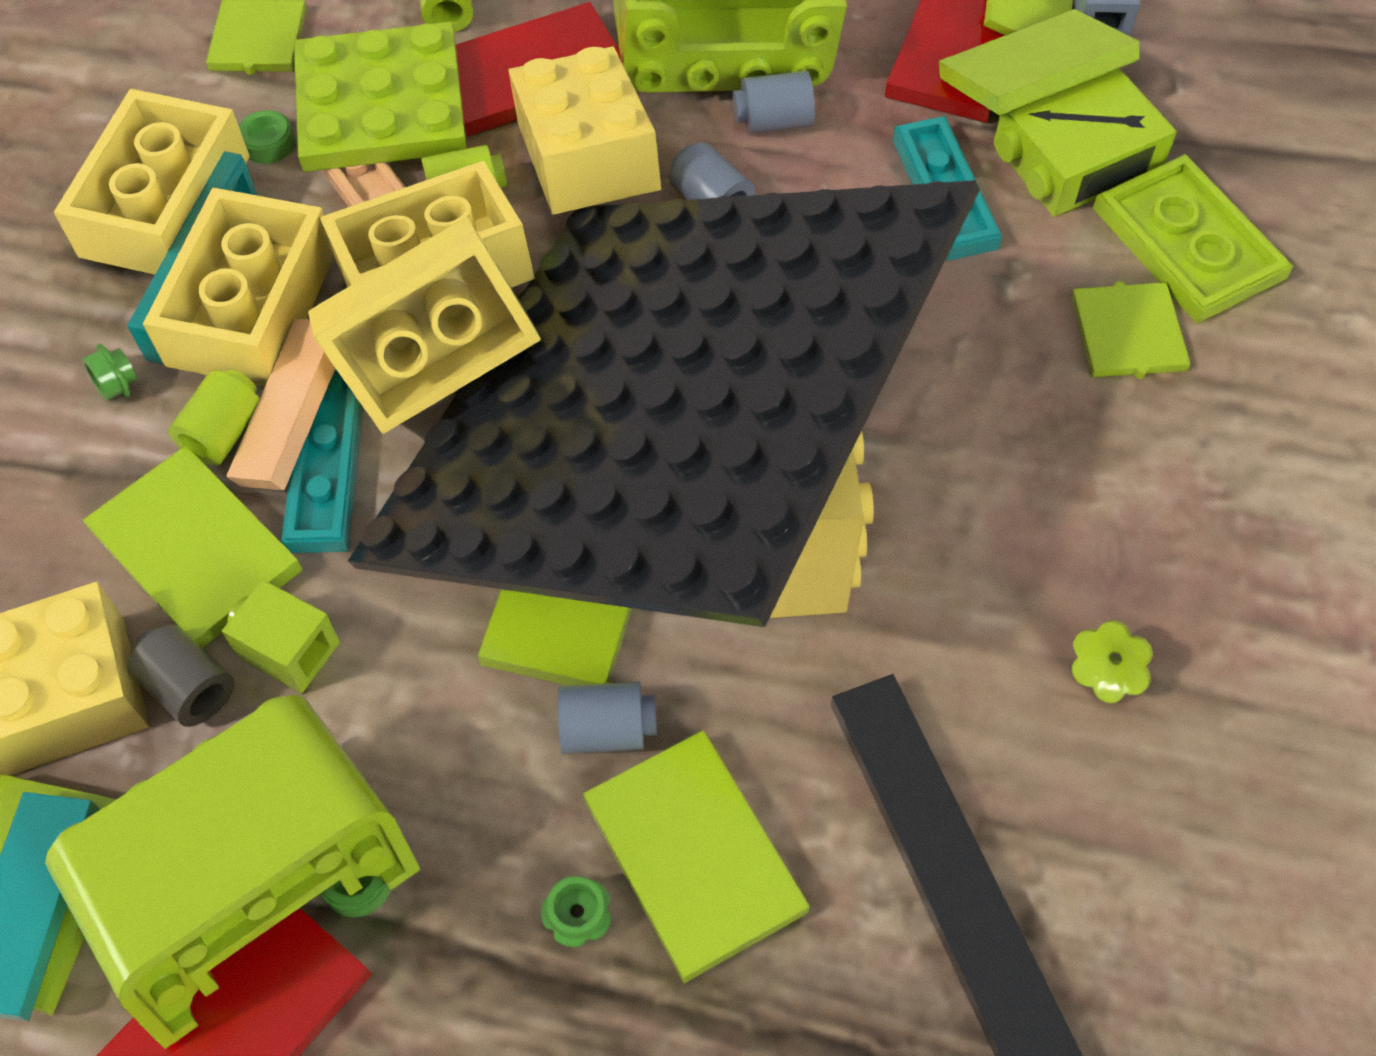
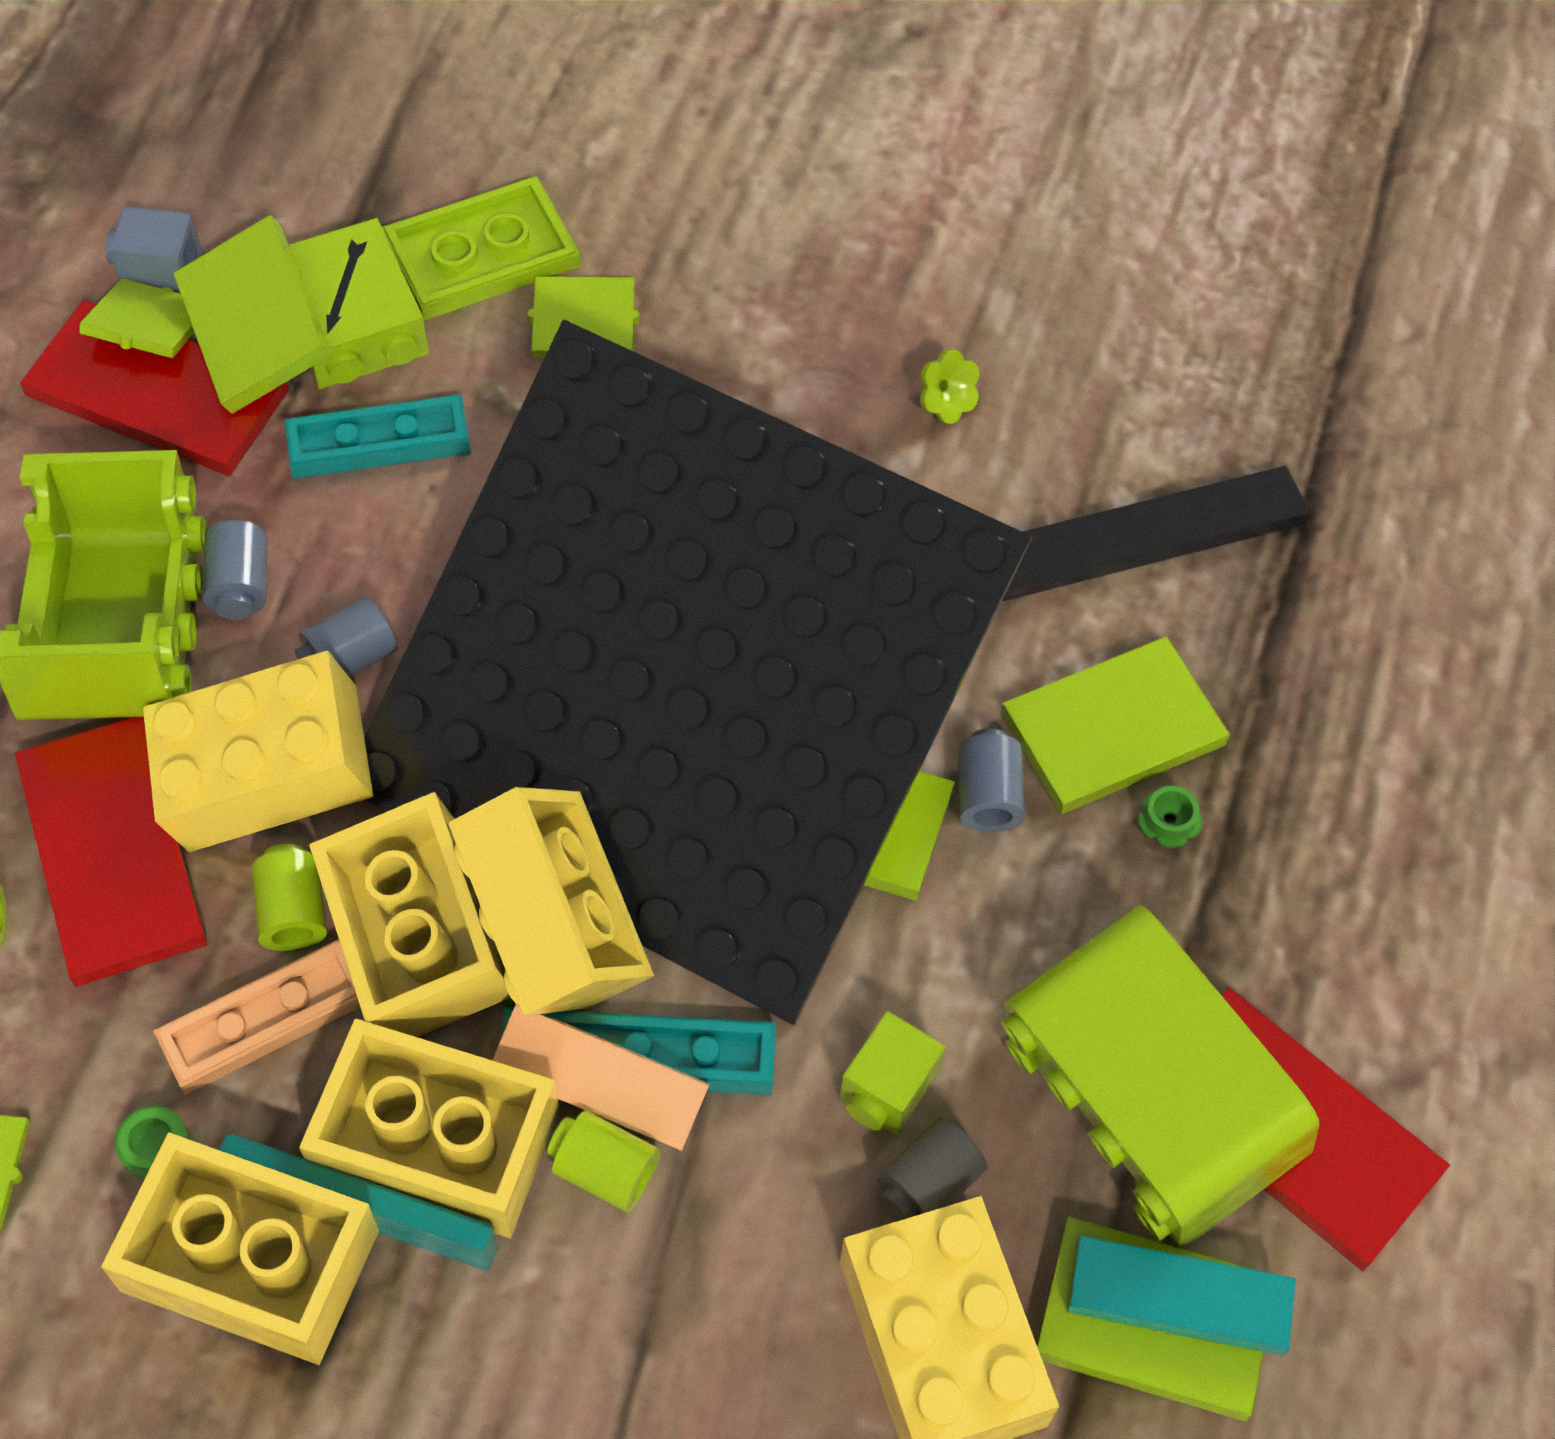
camera: 90 degrees left, 0 degrees up
(109, 372) = (518, 1296): bright green plate -> none
(190, 544) = (762, 1187): lime tile -> none
(378, 96) = (132, 992): lime plate -> none

